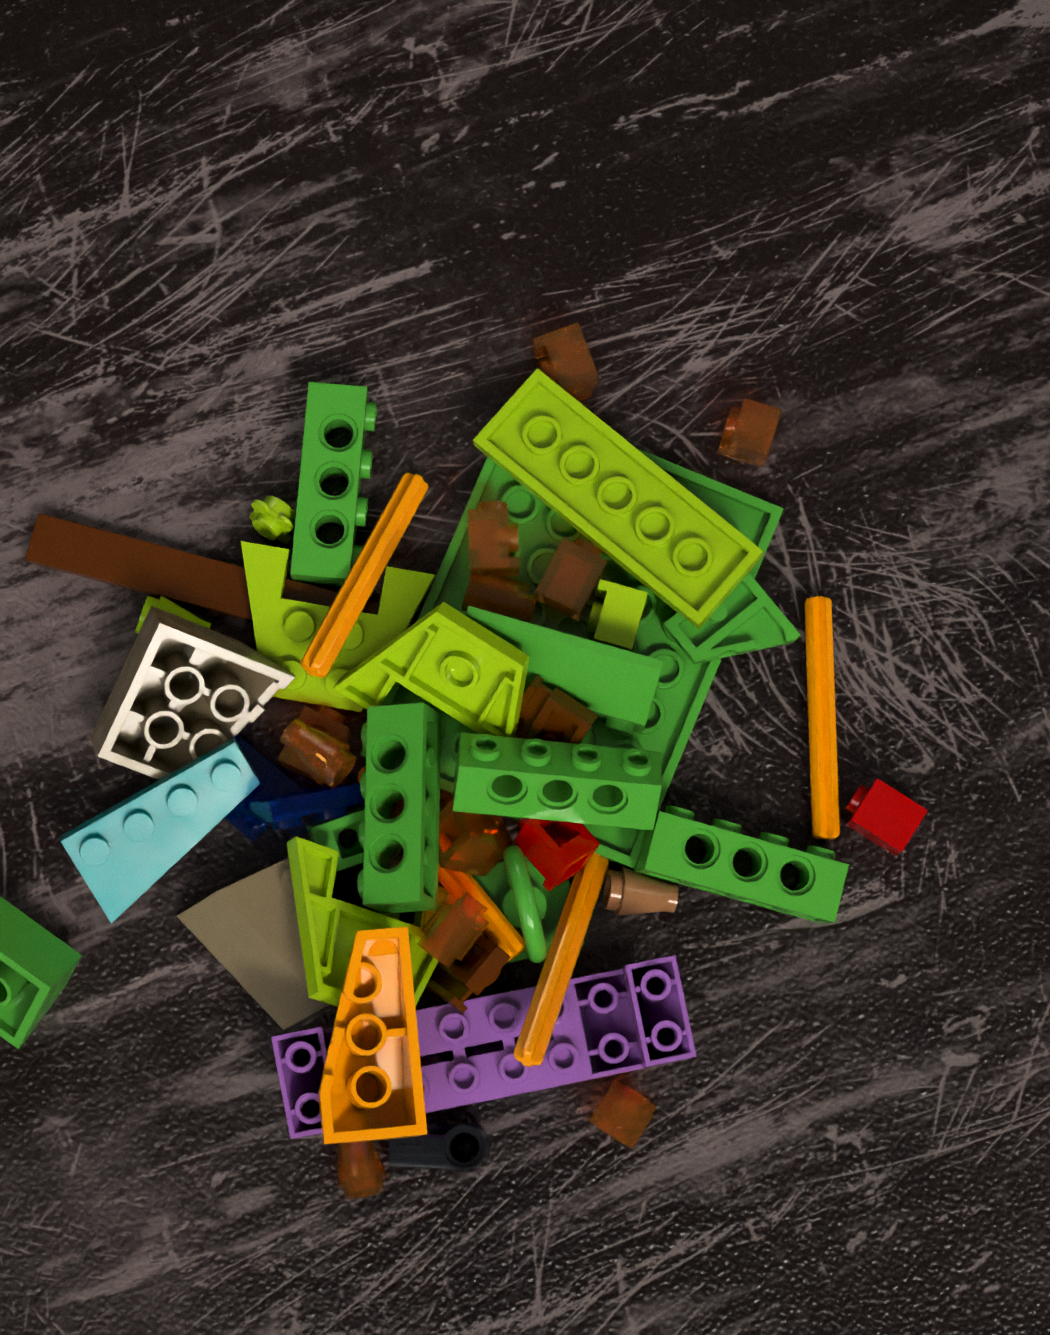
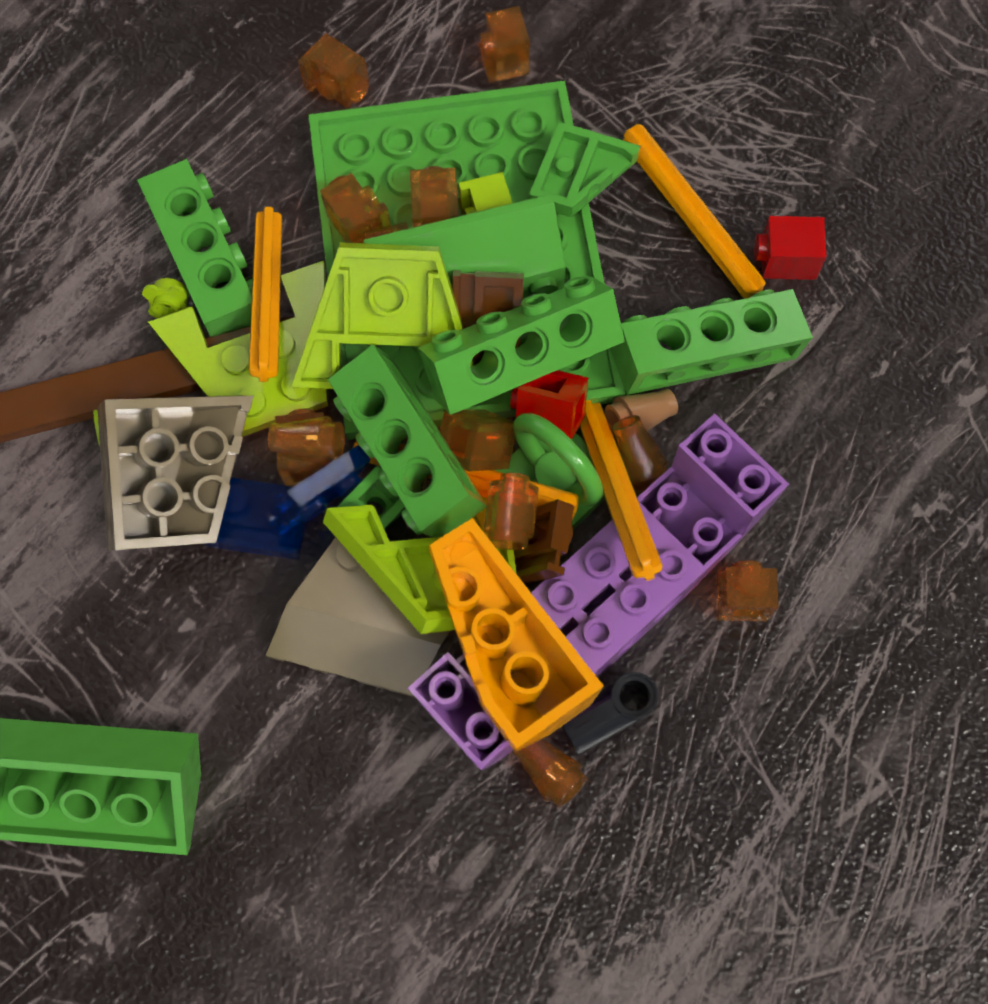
camera: 25 degrees left, 10 degrees down
(150, 831) = (199, 596): wing -> none
(608, 938) = (639, 452): none -> clear orange cone
(618, 498) = (436, 126): lime plate -> none

